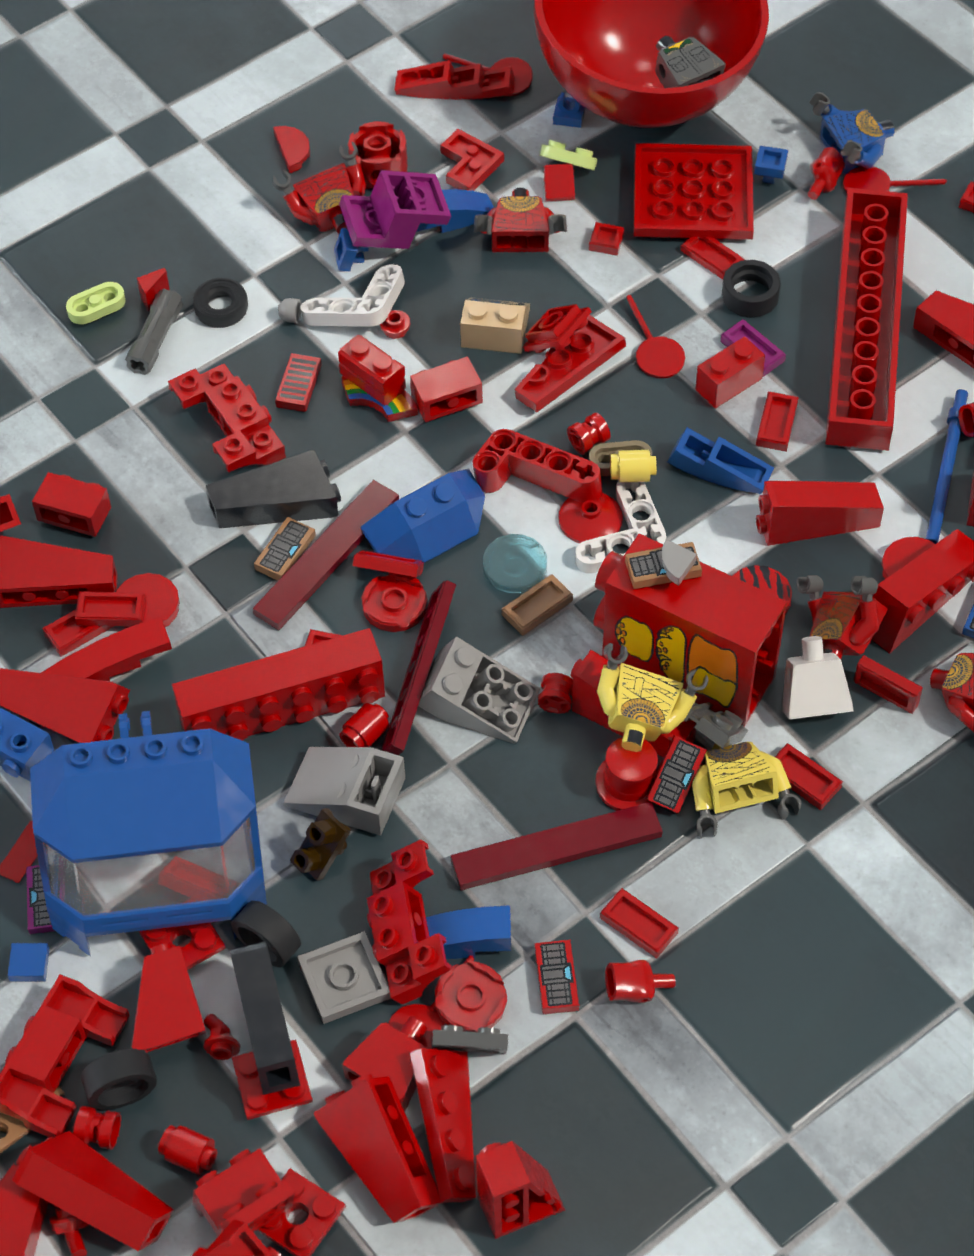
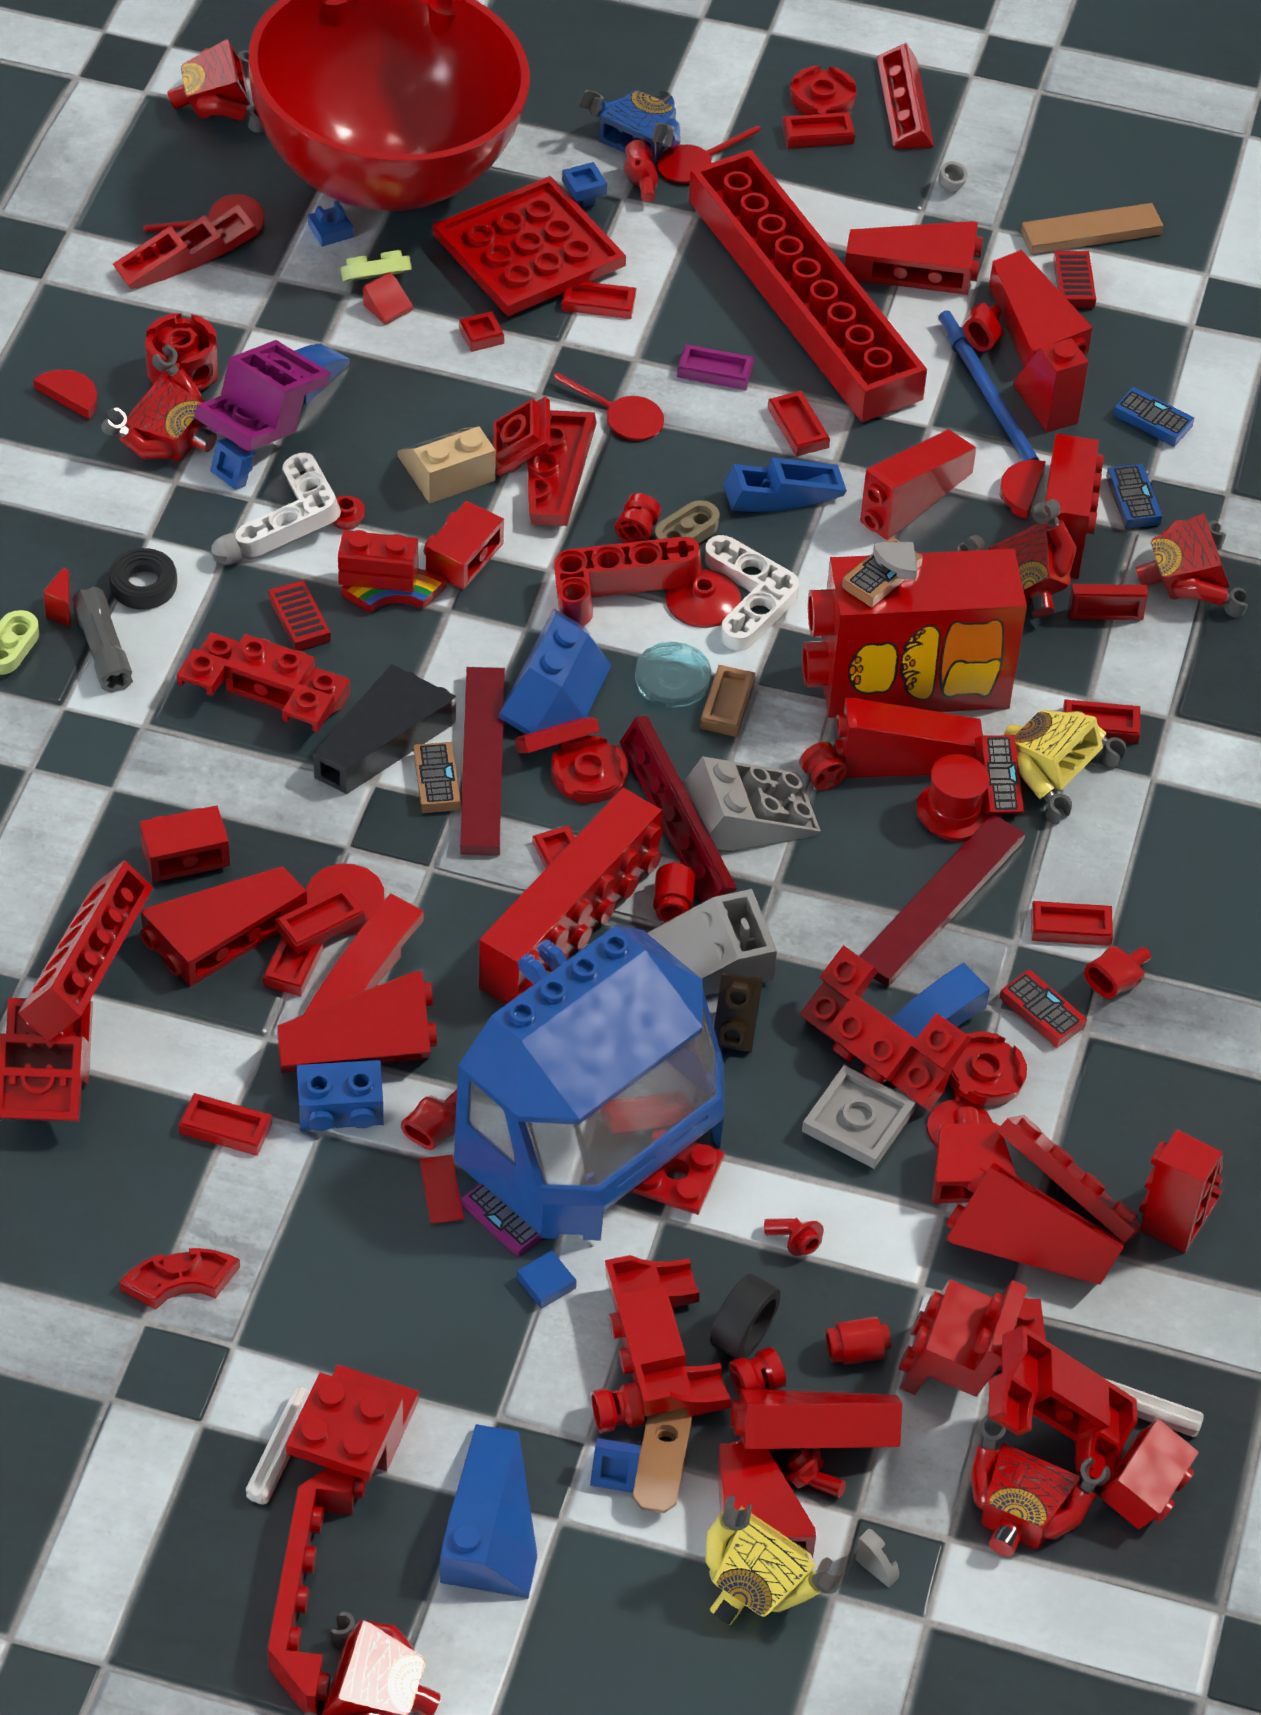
camera: 40 degrees left, 5 degrees down
(166, 1001) = (723, 1226): red slope -> none
(251, 1092) = (875, 1220): red piece -> none
(262, 923) = (762, 1097): black tyre -> none
(264, 1018) = (838, 1181): black slope -> none
(474, 160) = (281, 312): red plate -> none
(485, 1040) = (1030, 1097): dark grey plate -> none
(520, 223) = (392, 353): red torso -> none
(632, 466) = (715, 524): light yellow brick -> none
(642, 701) = (933, 717): light yellow torso -> none
(685, 62) = (461, 112): dark grey torso -> none
(719, 726) = (1002, 710): dark grey plate -> none
(730, 372) = (721, 397): red brick -> none
(751, 305) = (664, 329): black tyre -> none
(815, 683) = (1053, 631): white torso -> none

